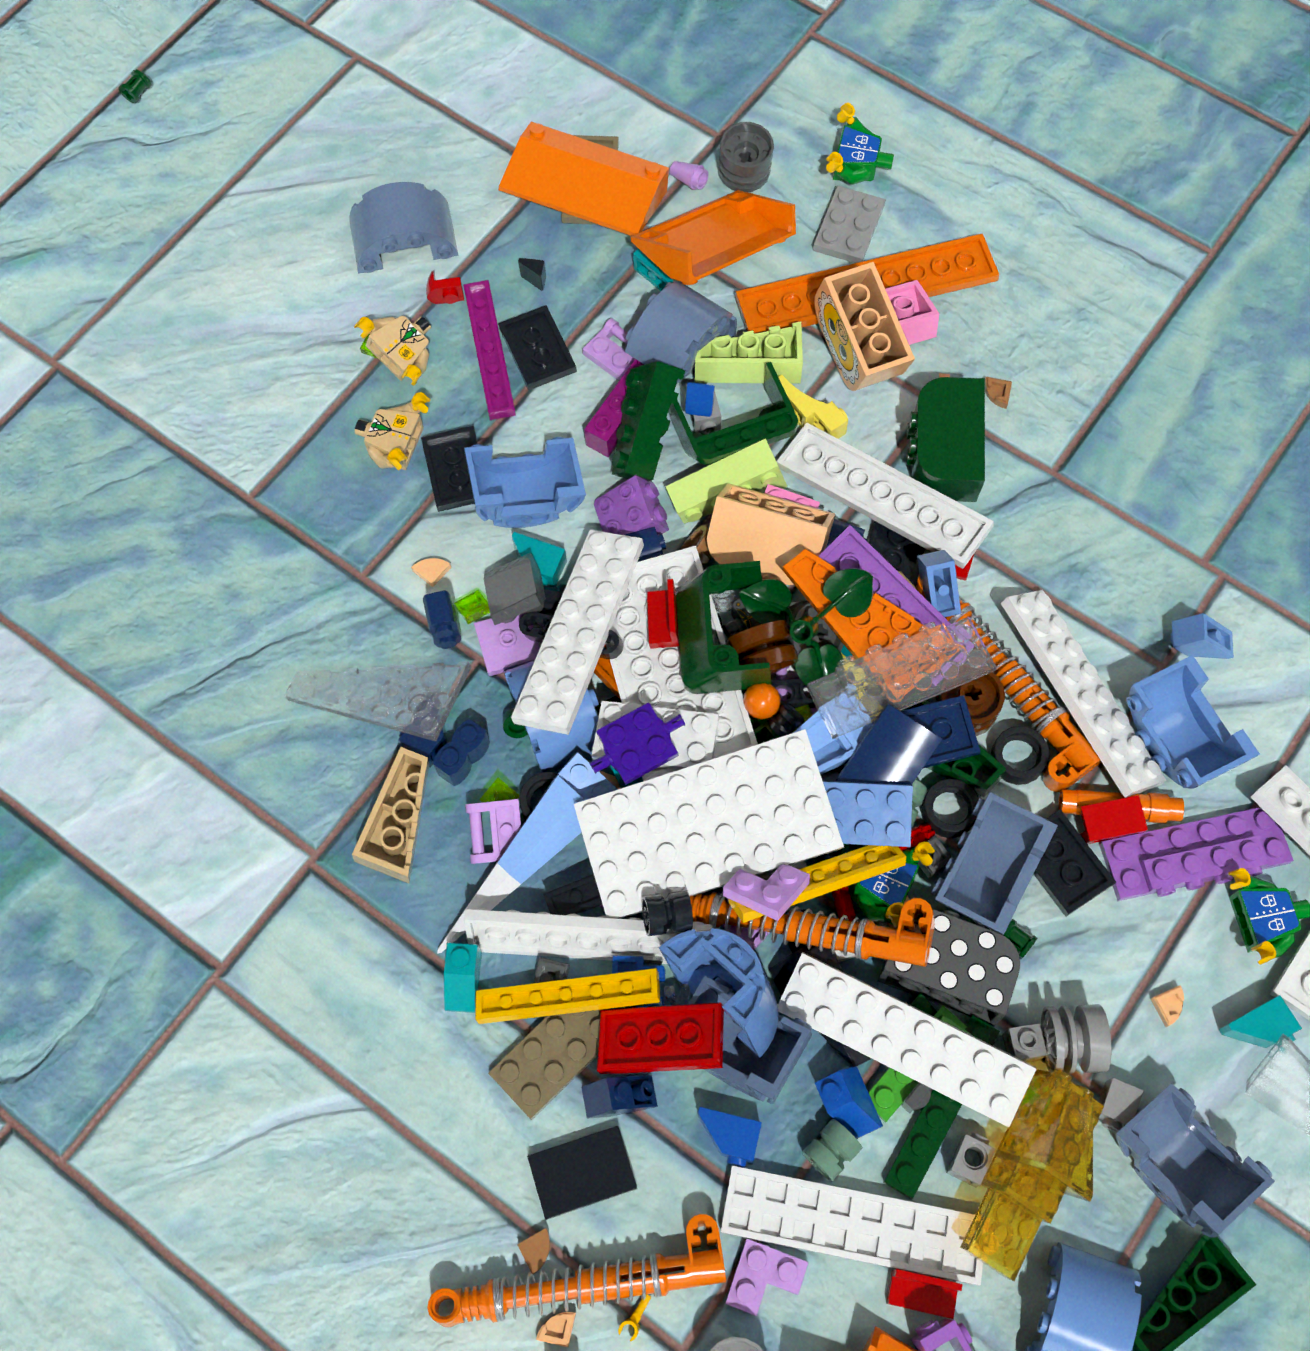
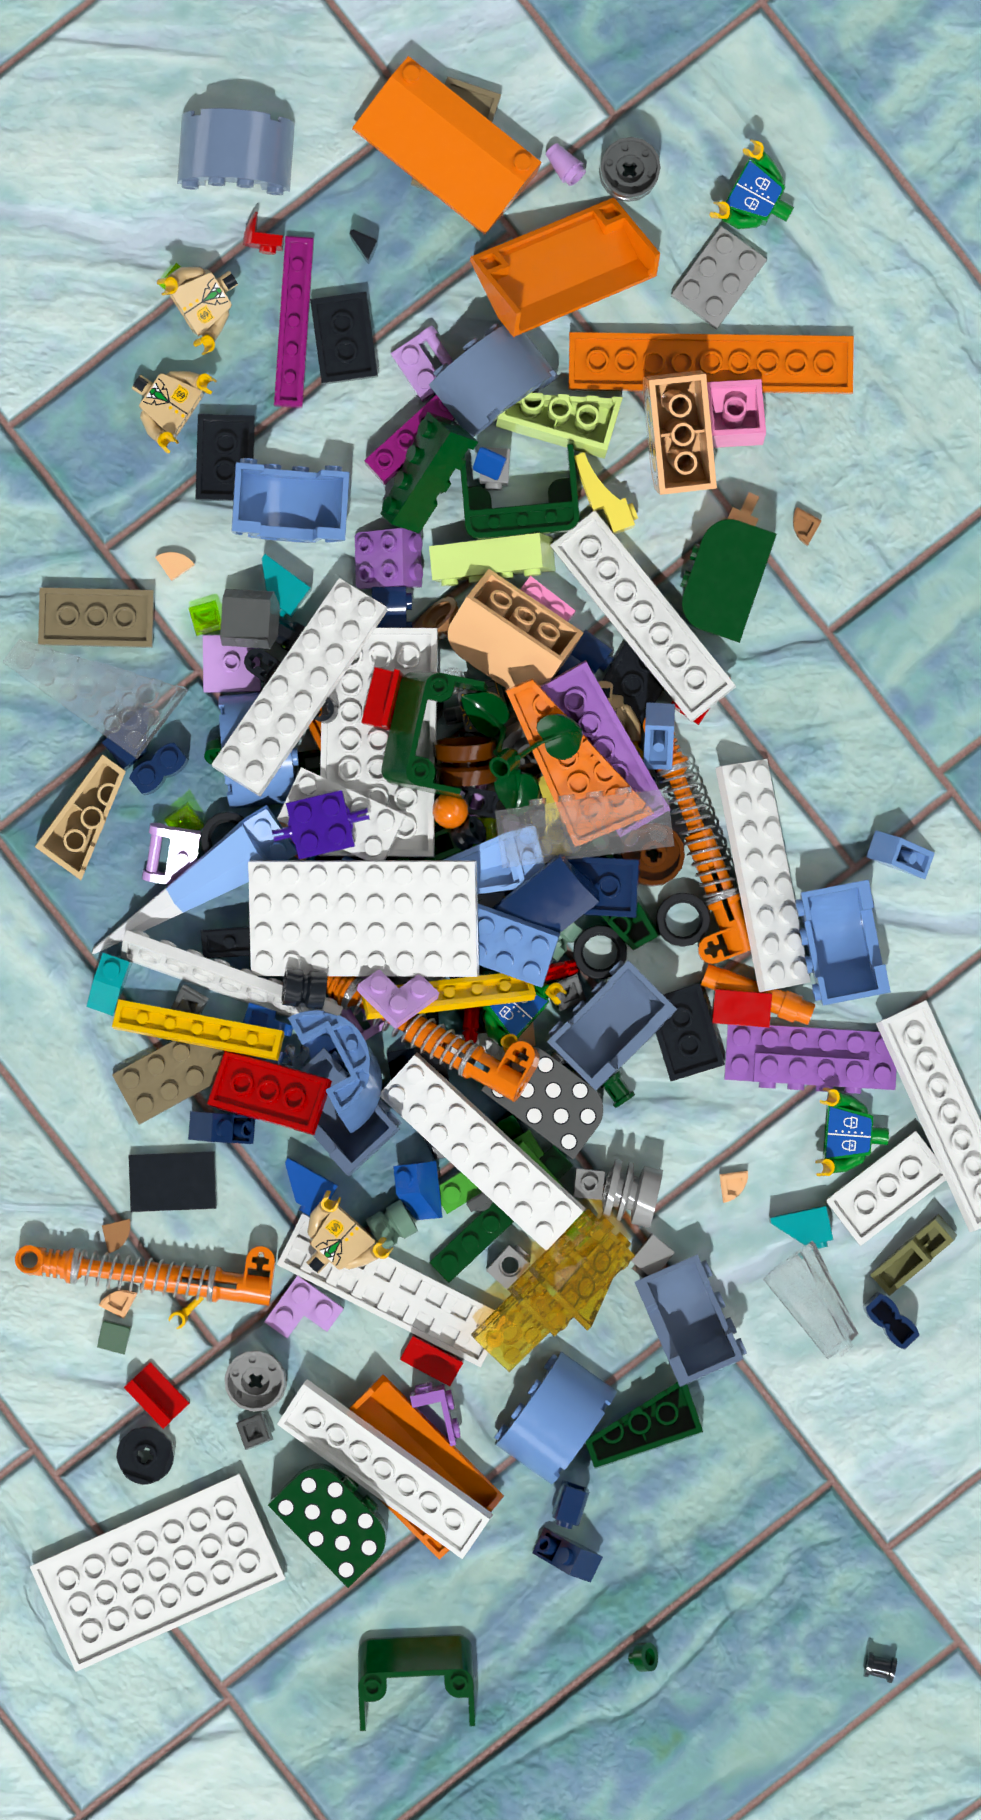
camera: 15 degrees right, 20 degrees up
(367, 634) = (96, 617): none -> dark tan plate
(442, 619) = (172, 630): dark blue brick -> none
(783, 1178) = (340, 1238): none -> tan torso

